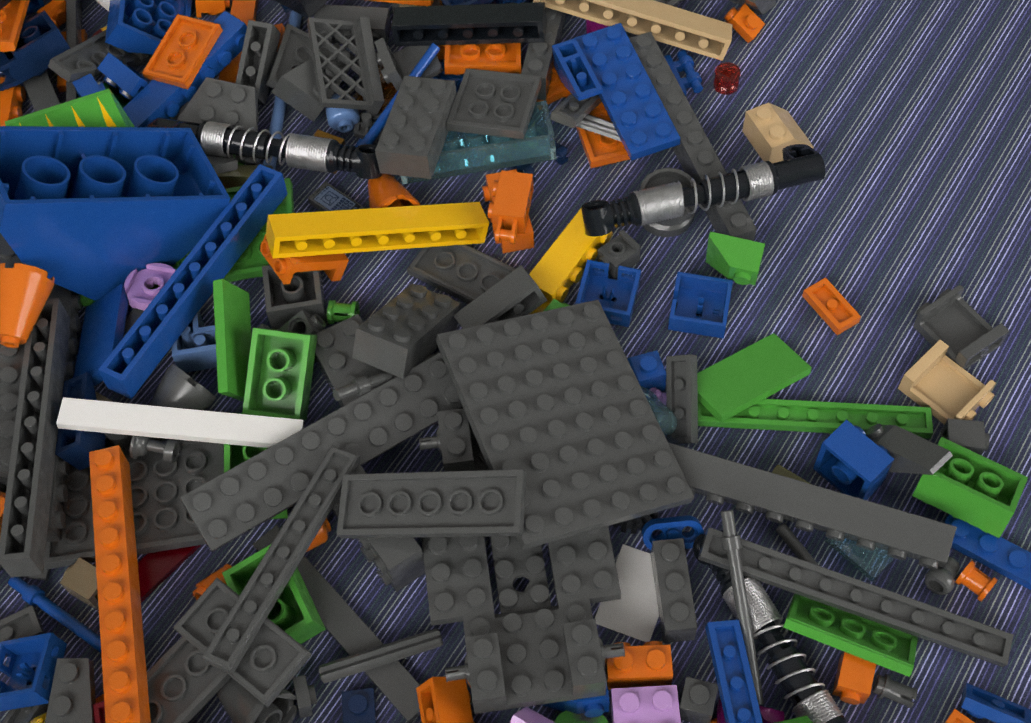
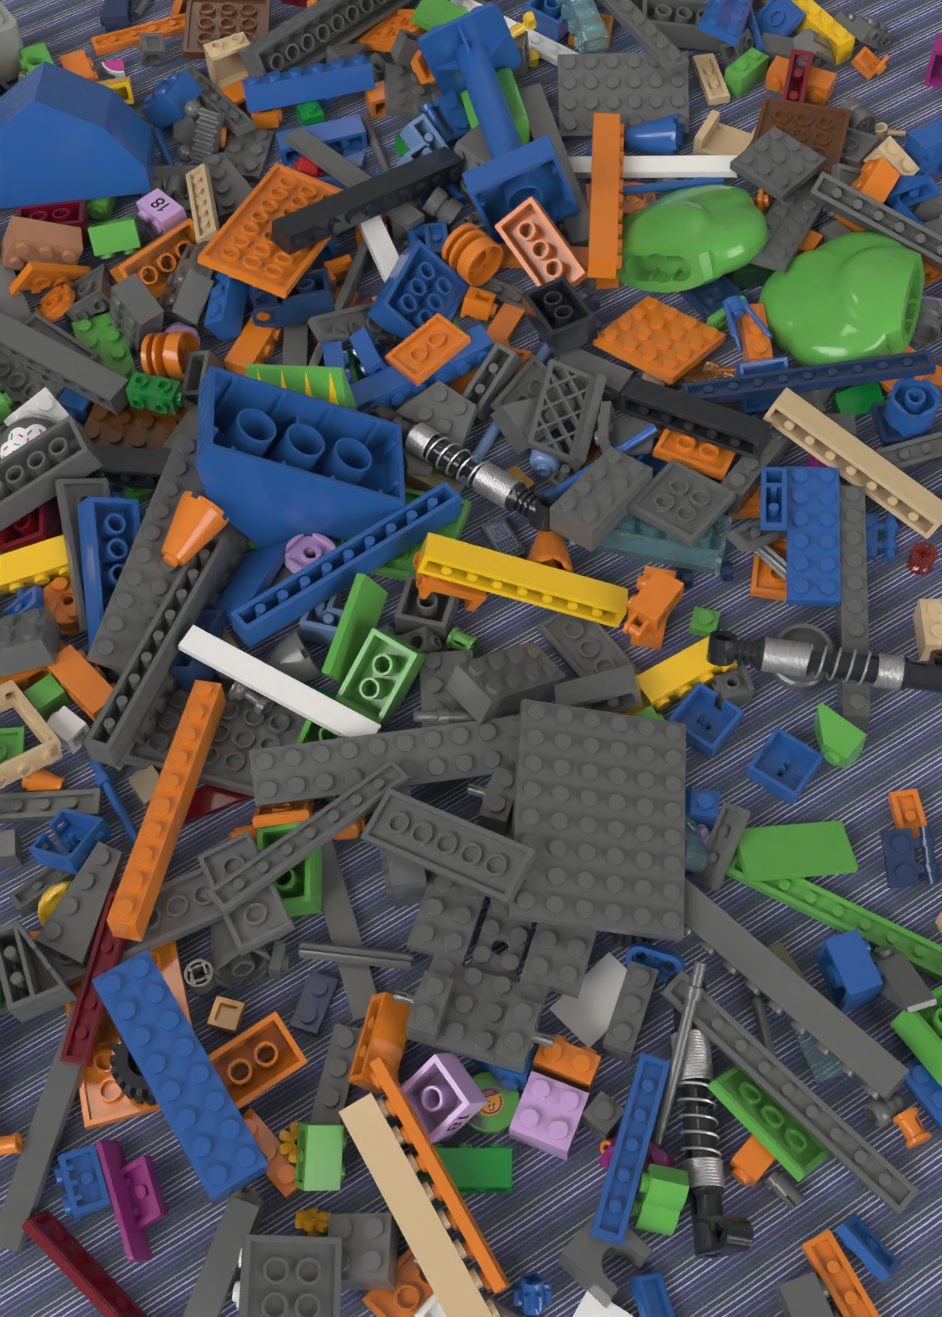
camera: 25 degrees right, 0 degrees up
(241, 548) = (283, 813): none -> orange tile
(561, 206) = (703, 621): none -> bright green plate
(842, 343) = (900, 857): none -> dark blue plate

